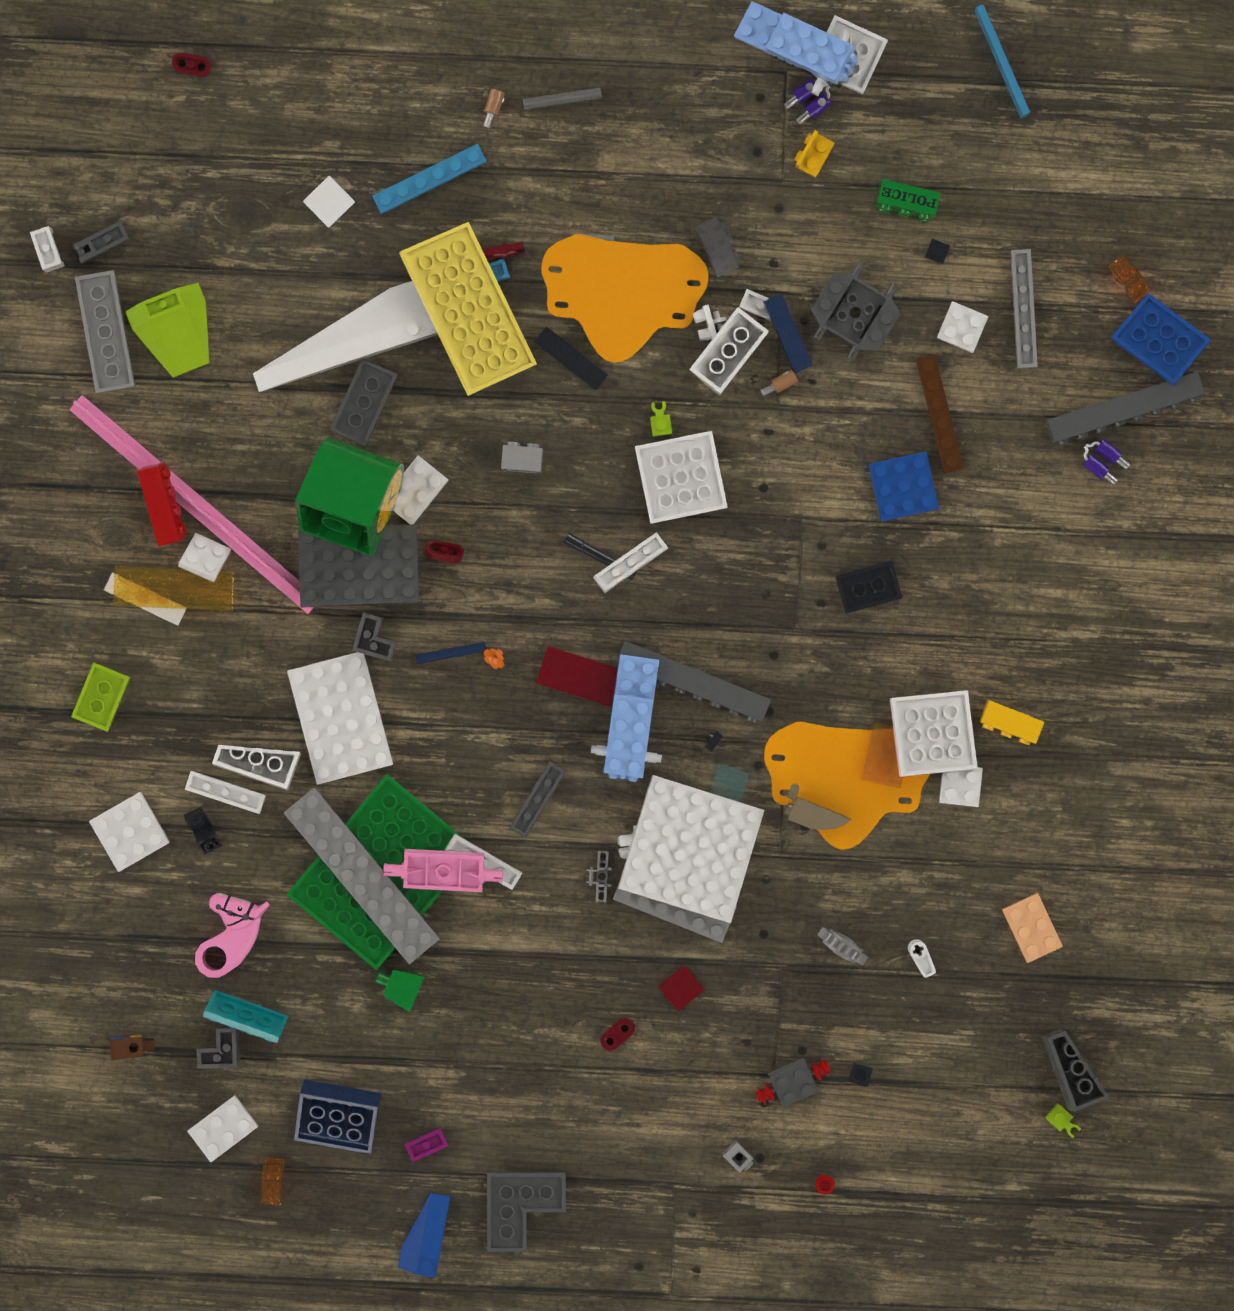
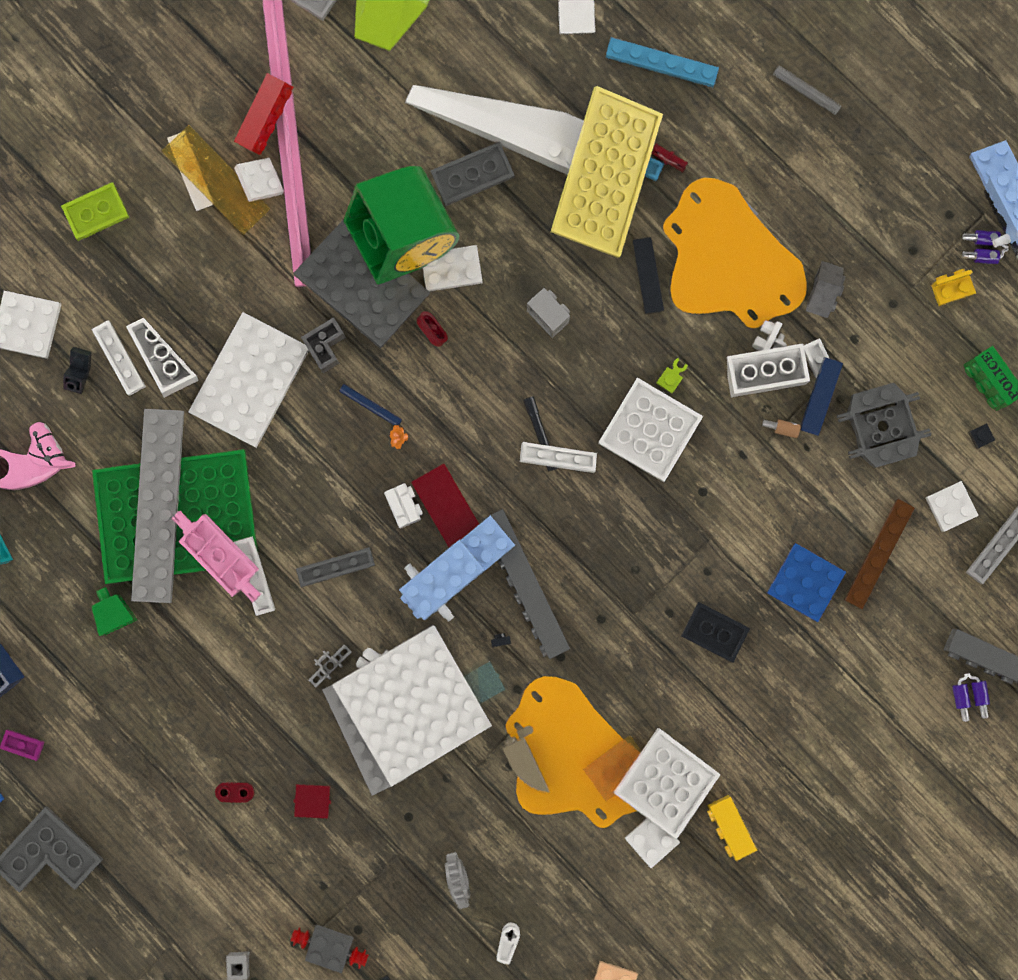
camera: 45 degrees right, 5 degrees down
(493, 105) = (754, 51): medium nougat piece -> none
(546, 706) = (403, 506): none -> white brick

